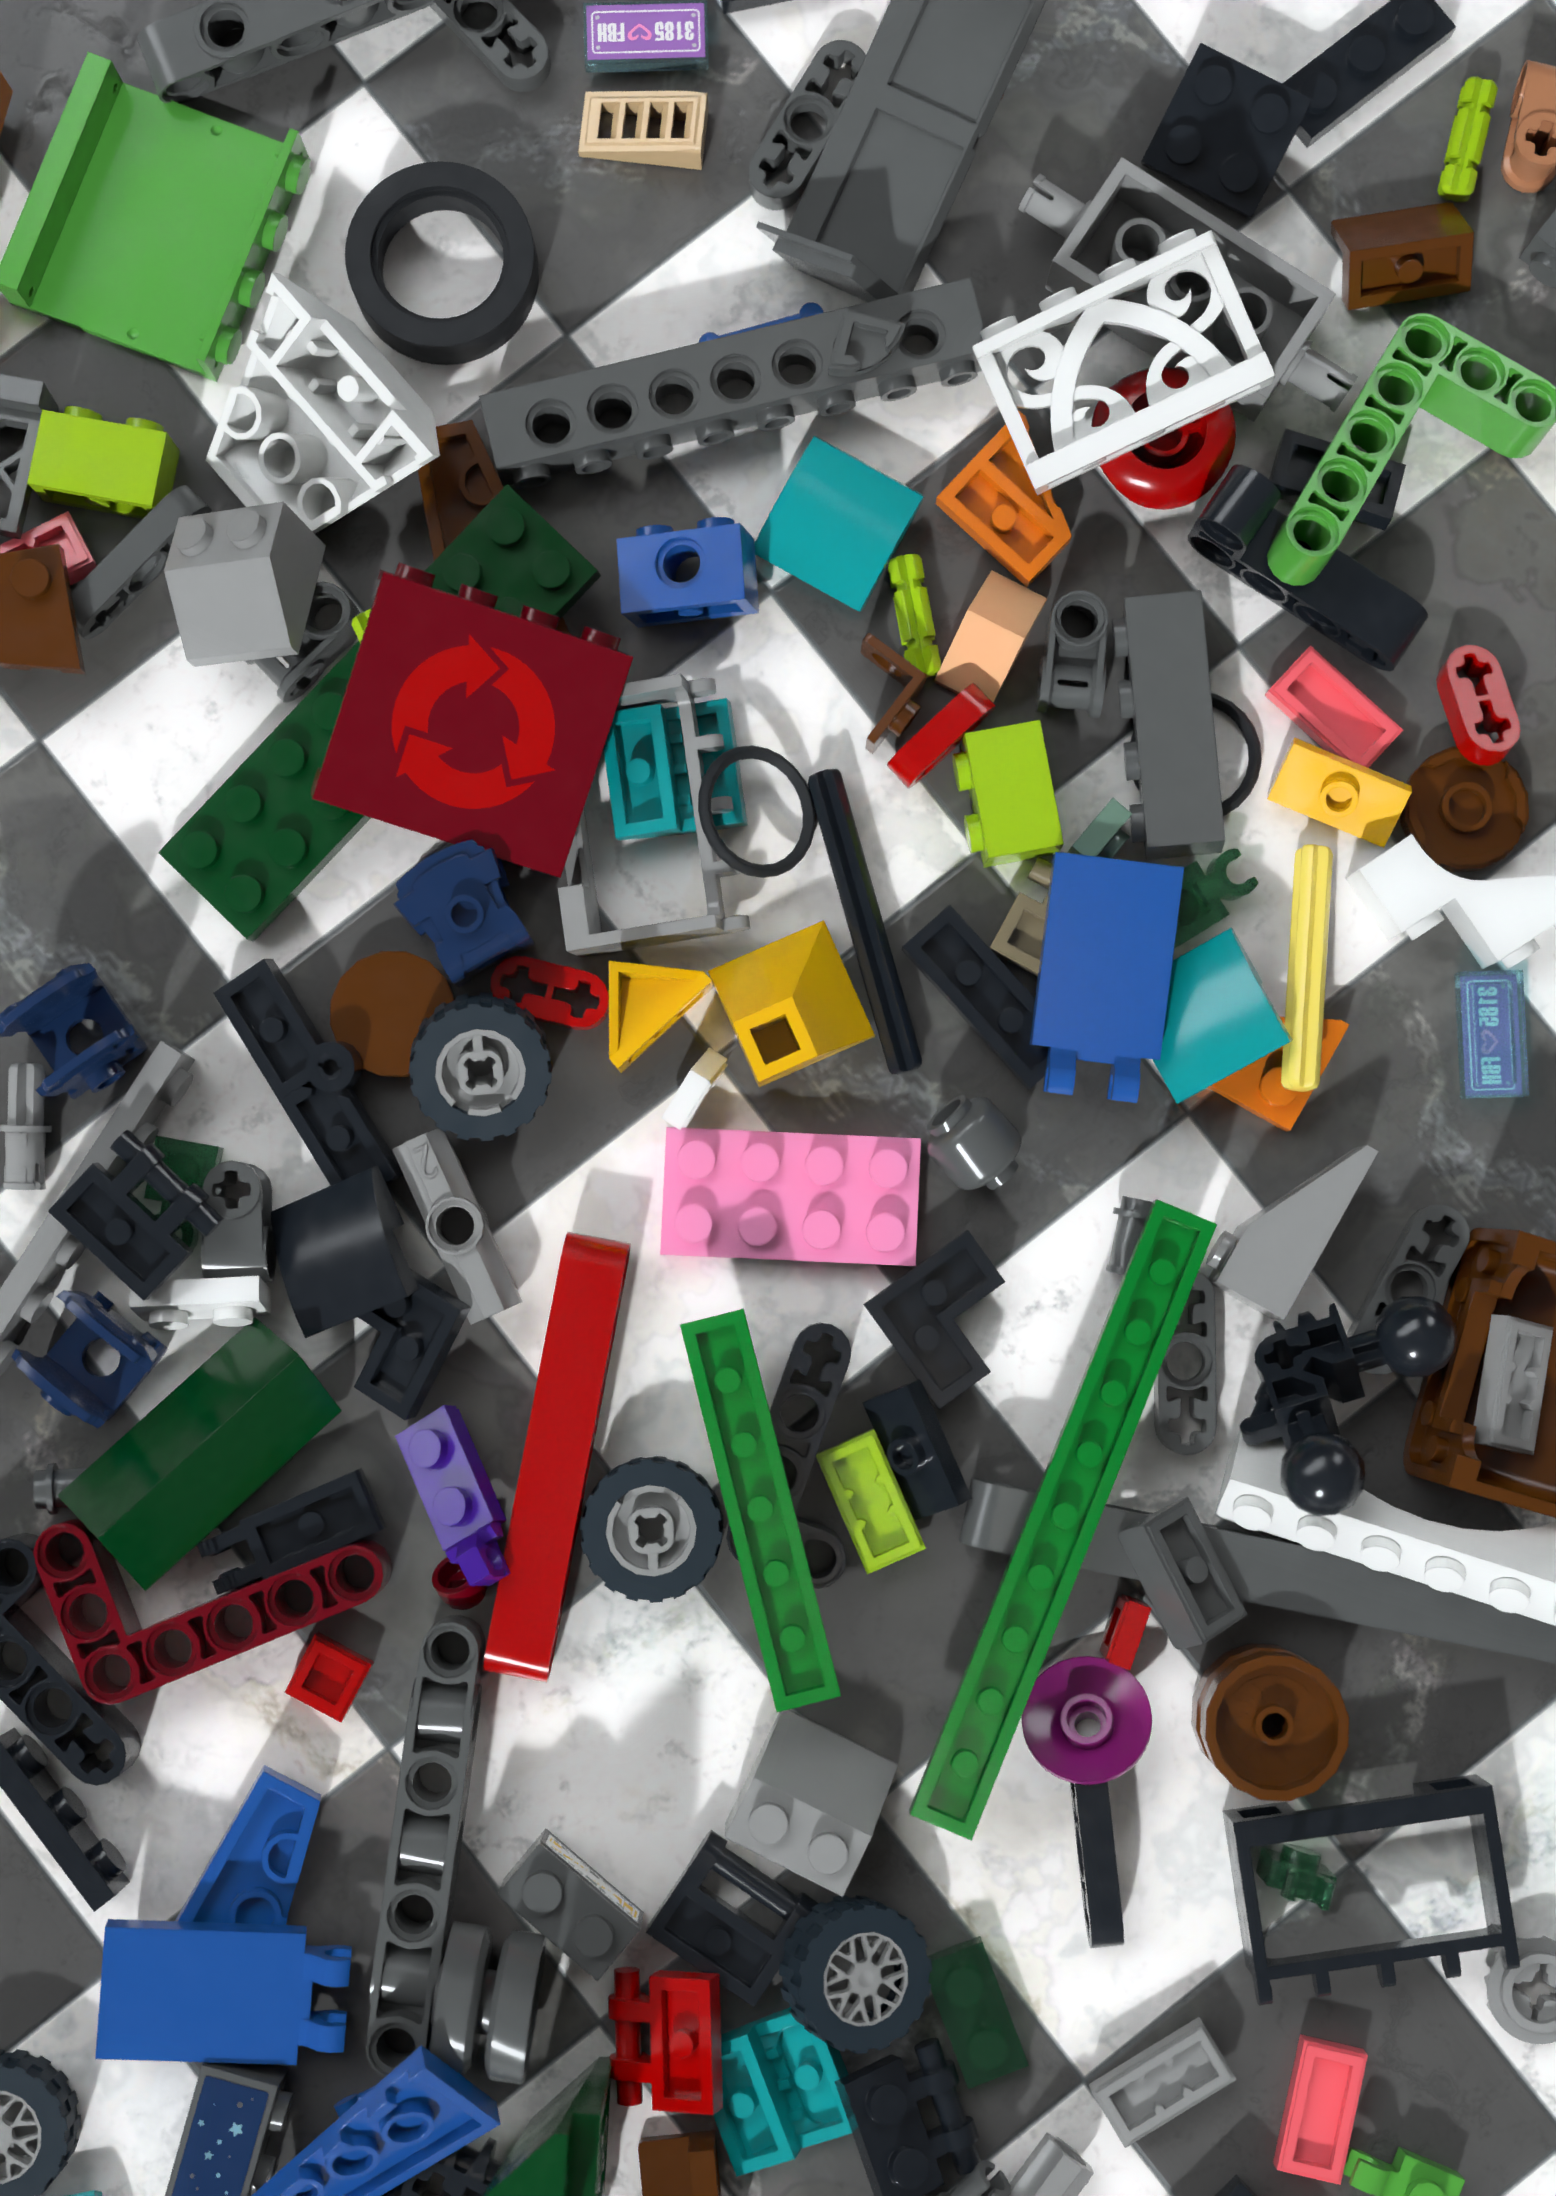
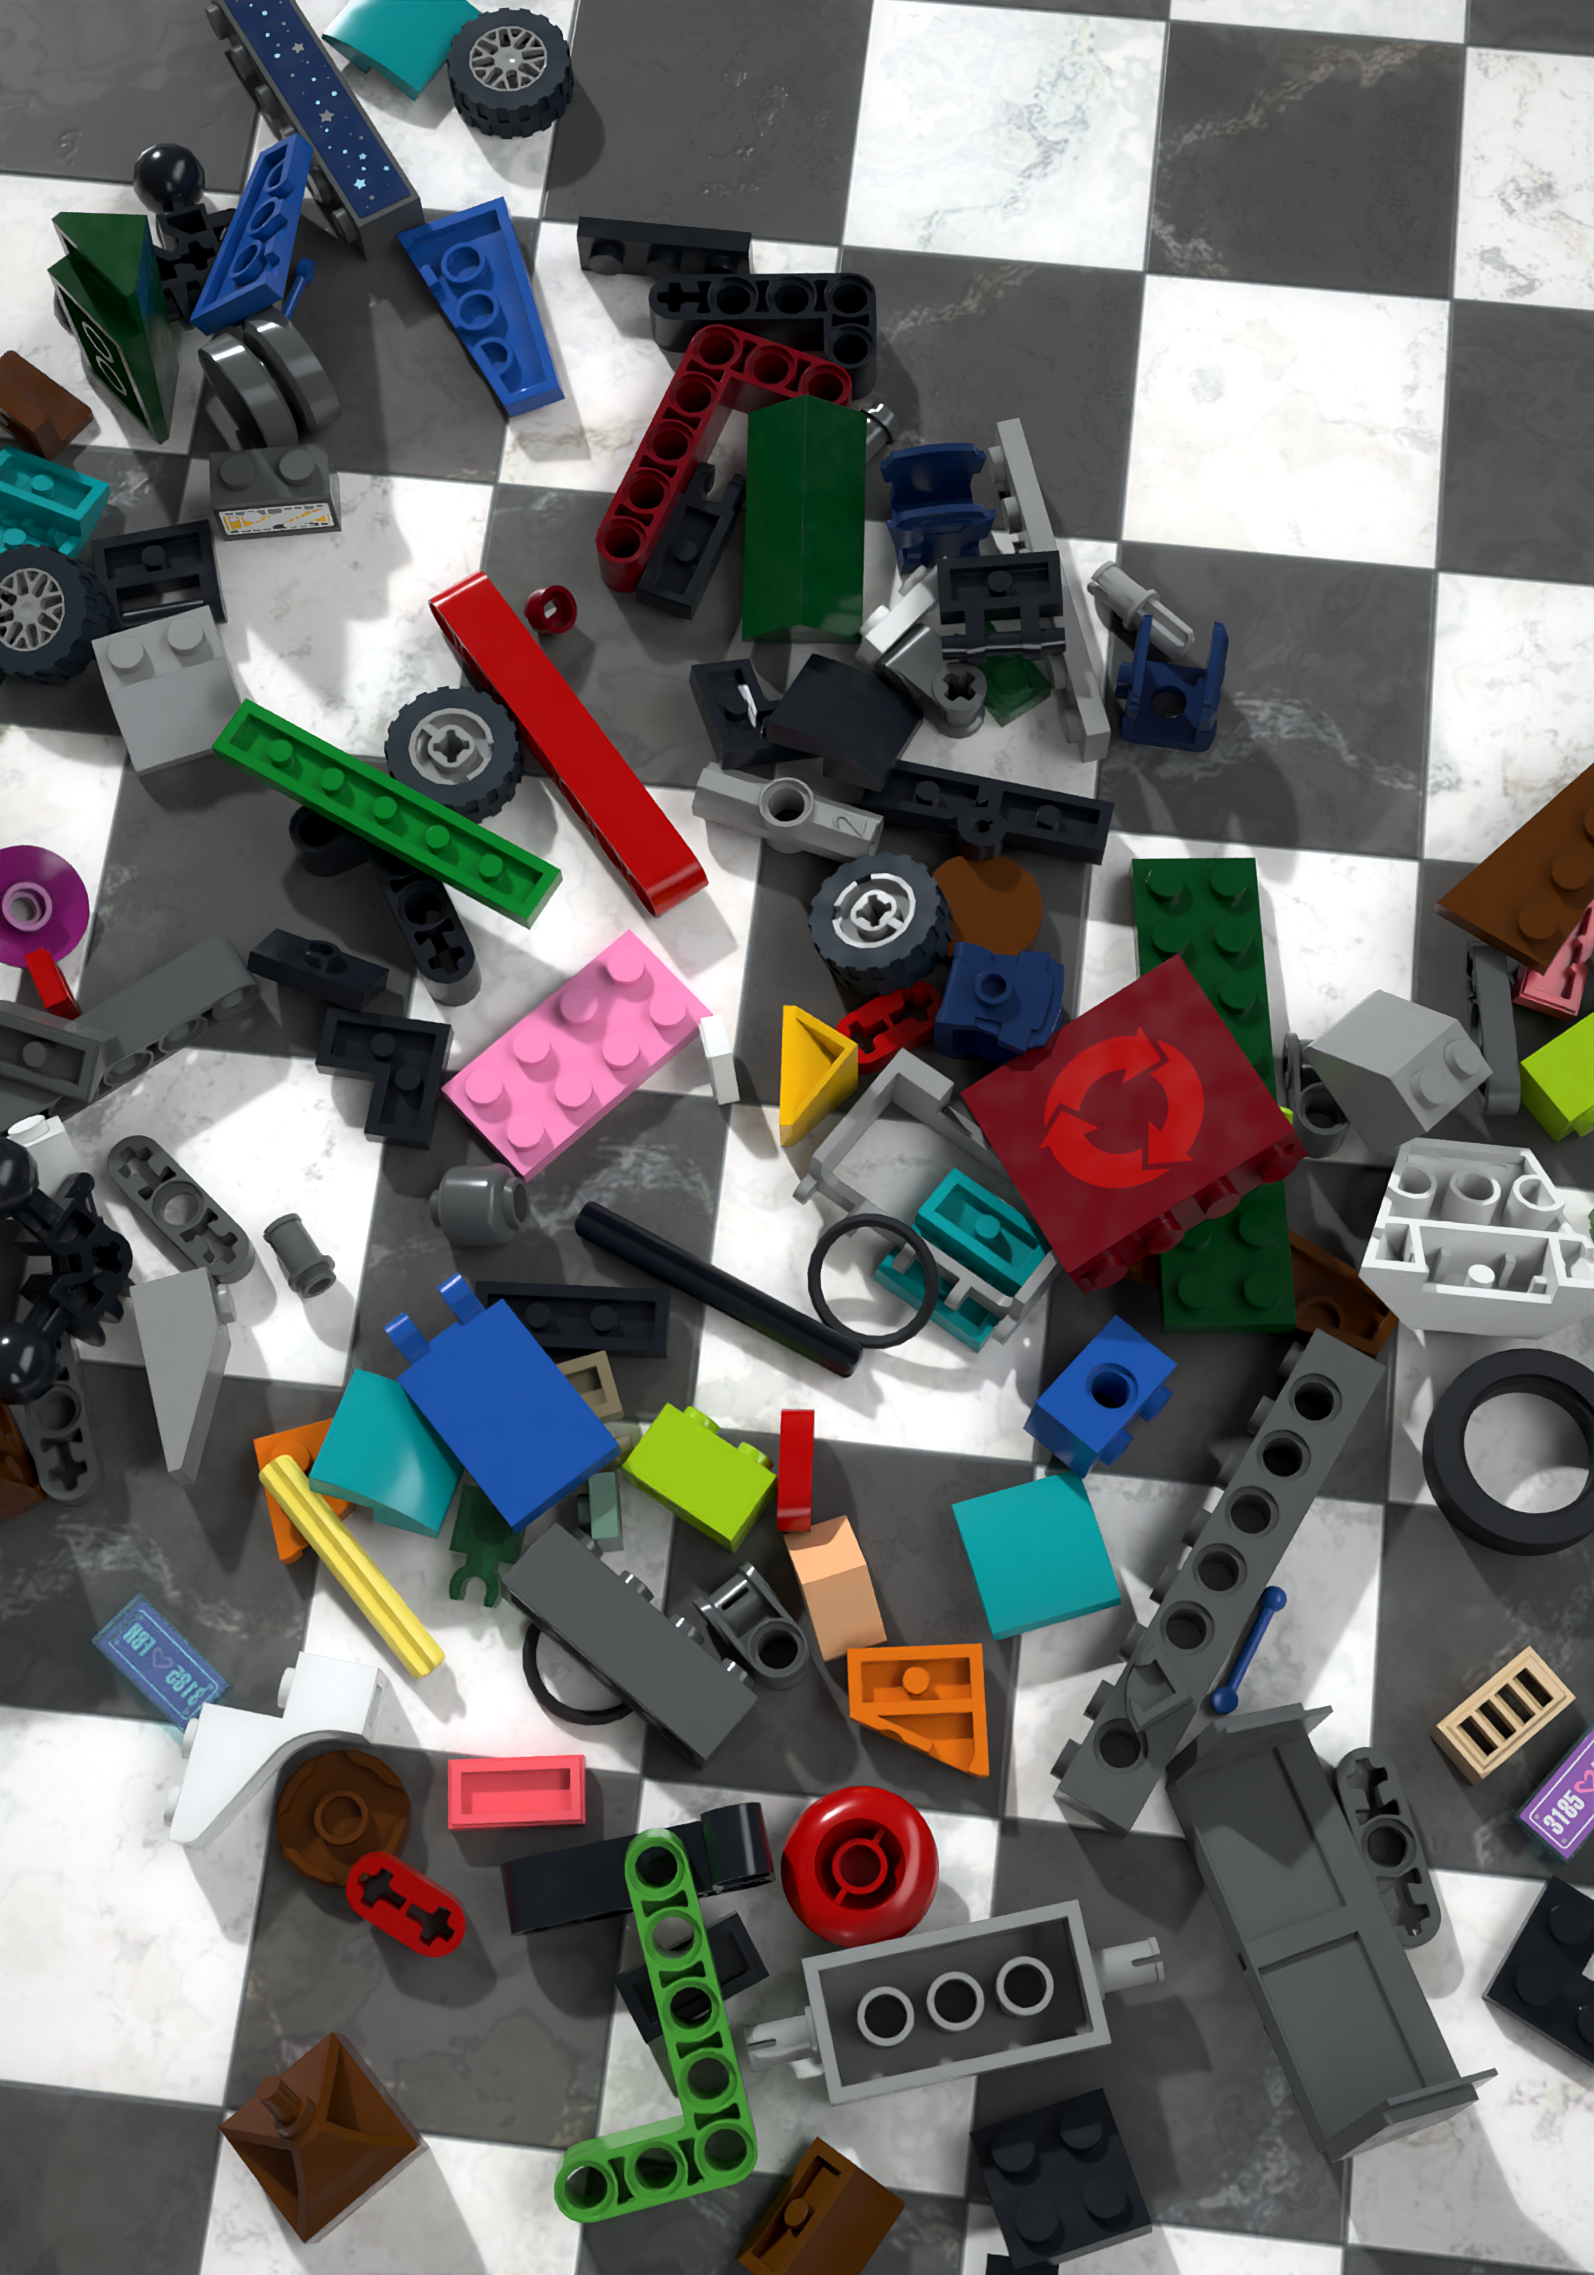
camera: 140 degrees right, 15 degrees down
(216, 1992) = (452, 247): blue tile -> none
(329, 1677) = (578, 485): red tile -> none
(425, 1842) = (416, 449): dark grey beam -> none
(456, 1493) = (605, 651): dark purple hinge -> none
(683, 2040) = (118, 479): red plate -> none
(791, 1003) = (708, 1171): yellow slope -> none
(870, 1501) = (319, 909): lime plate -> none
(904, 708) = (871, 1488): reddish brown bracket -> none
(914, 613) = (908, 1544): lime axle -> none
(1062, 1520) = (169, 1012): green plate -> none
(1211, 377) = (855, 1916): white fence -> none
(1339, 792) = (452, 1728): yellow plate -> none

